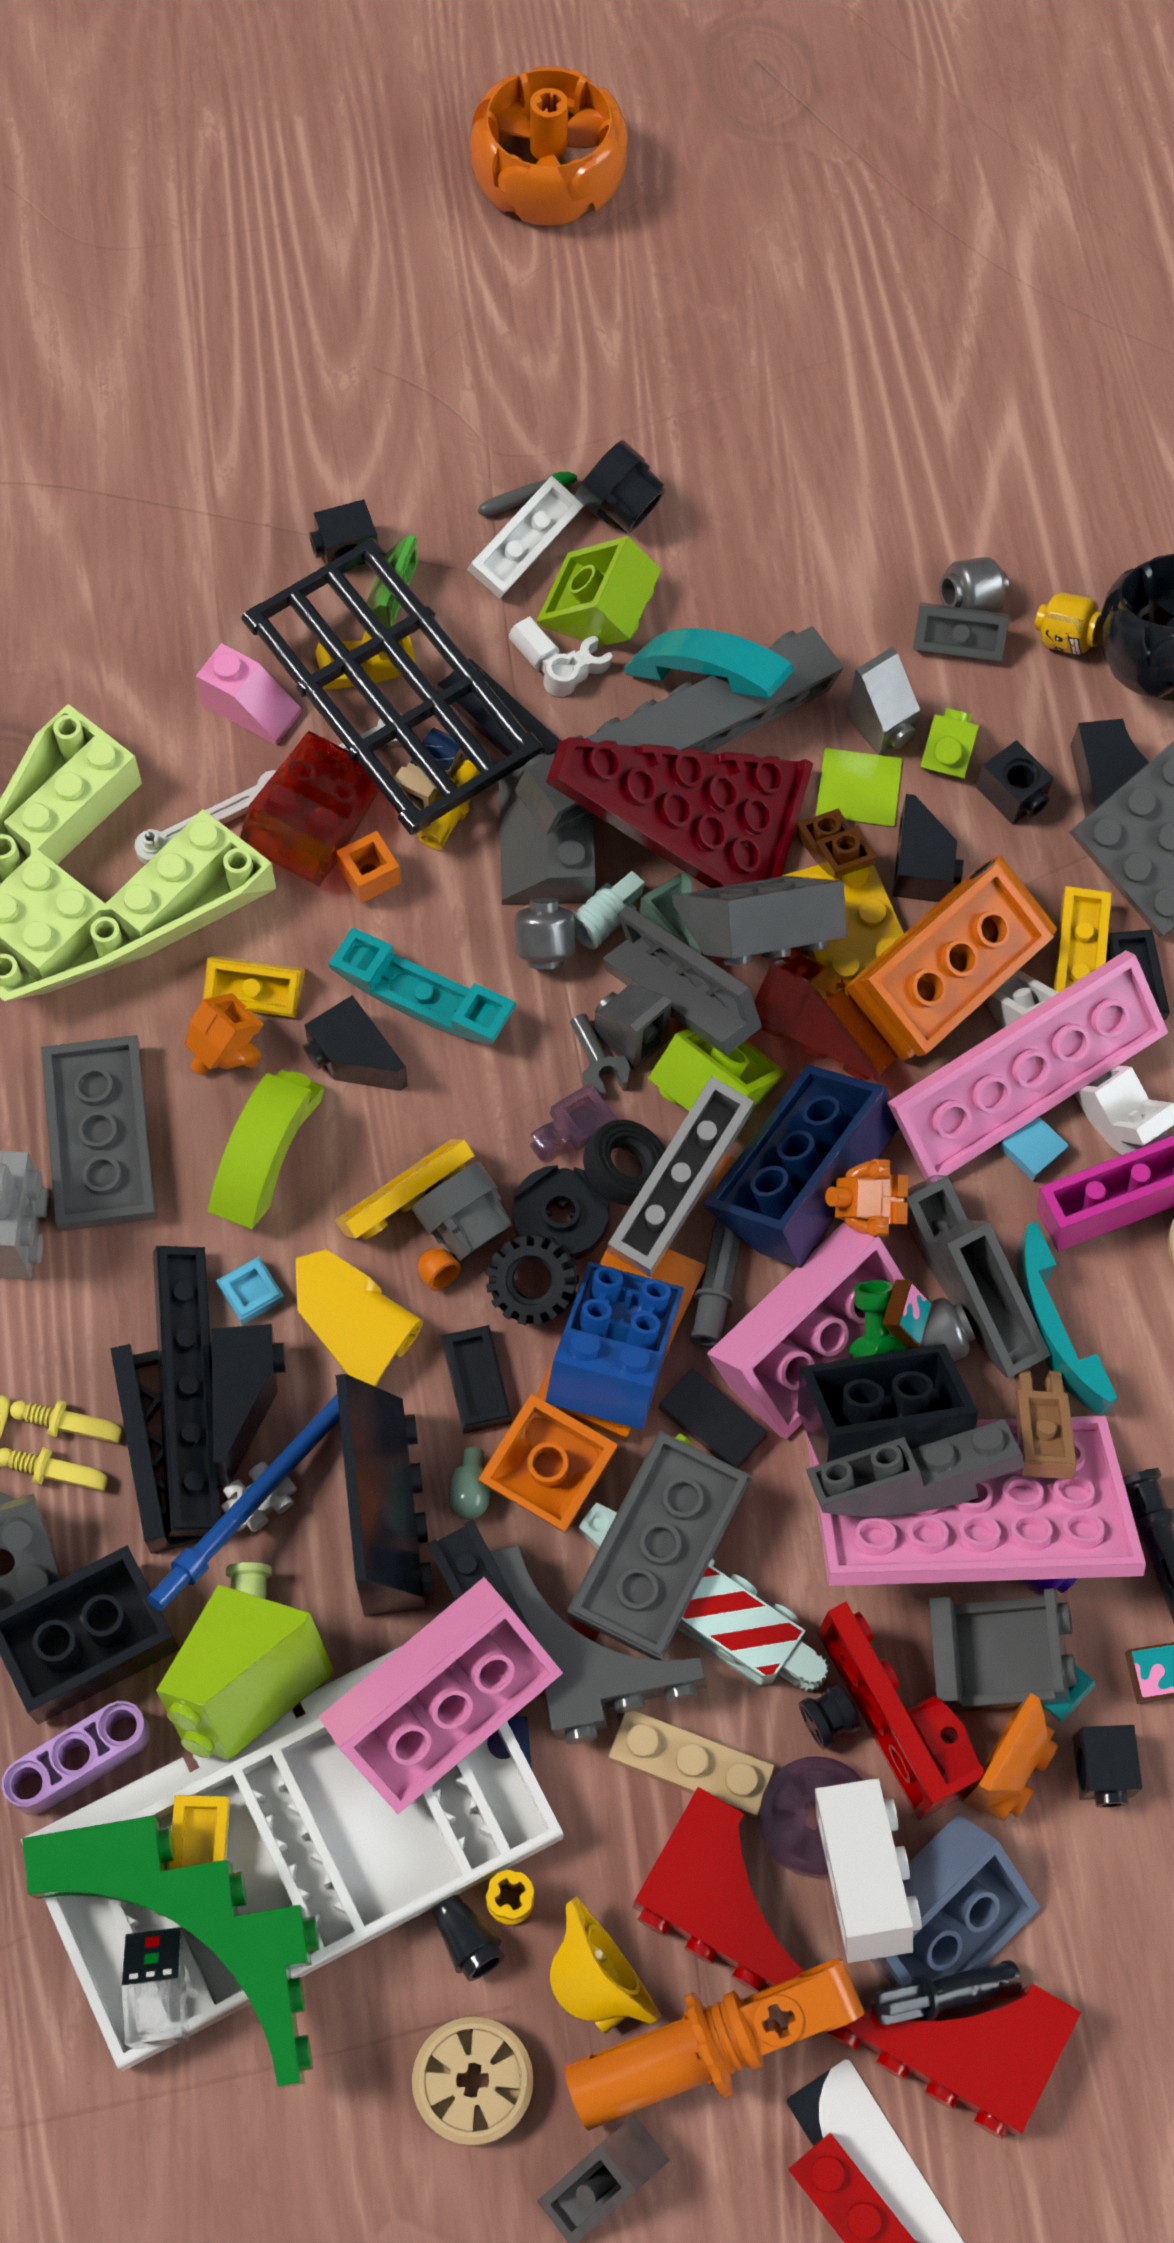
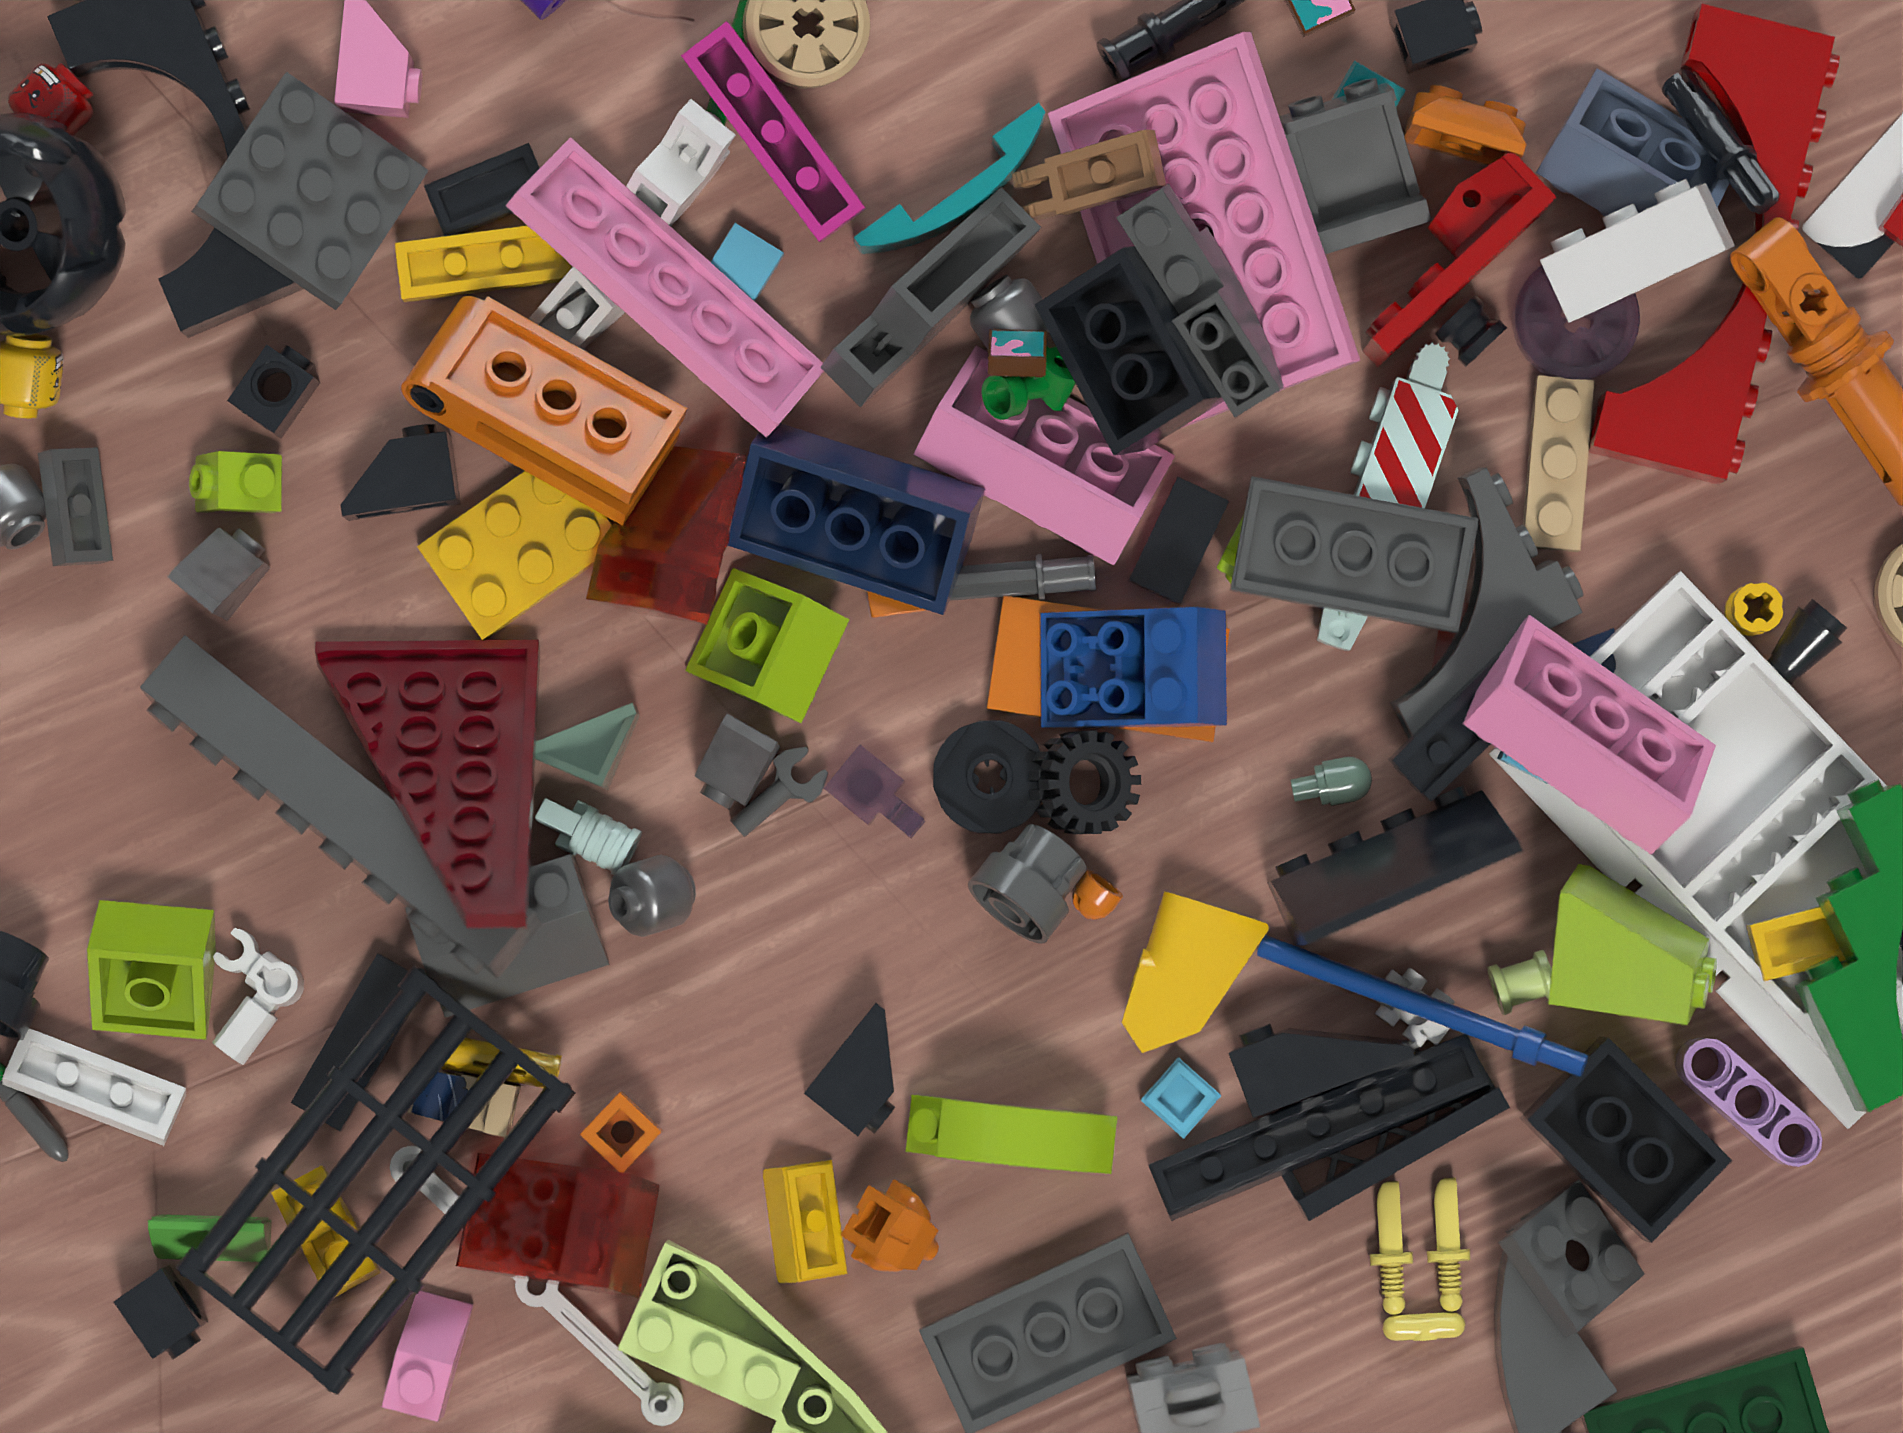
camera: 110 degrees left, 20 degrees up
(405, 1190) = (1015, 960): yellow plate -> none
(418, 992) = (759, 1019): teal slope -> none
(476, 1379) = (1208, 814): black tile -> none
(548, 1463) = (1291, 702): orange slope -> none
(595, 1977) = (1805, 498): yellow hat -> none
(602, 1171) = (887, 695): black tyre -> none
(680, 1176) = (932, 645): light grey brick -> none
(701, 992) = (684, 714): dark grey fence -> none
(746, 664) = (233, 798): teal slope -> none
(764, 917) = (572, 641): dark grey slope -> none
(835, 844) = (428, 584): reddish brown slope -> none
(860, 786) = (323, 580): lime sticker -> none
(870, 1198) = (890, 428): orange piece -> none

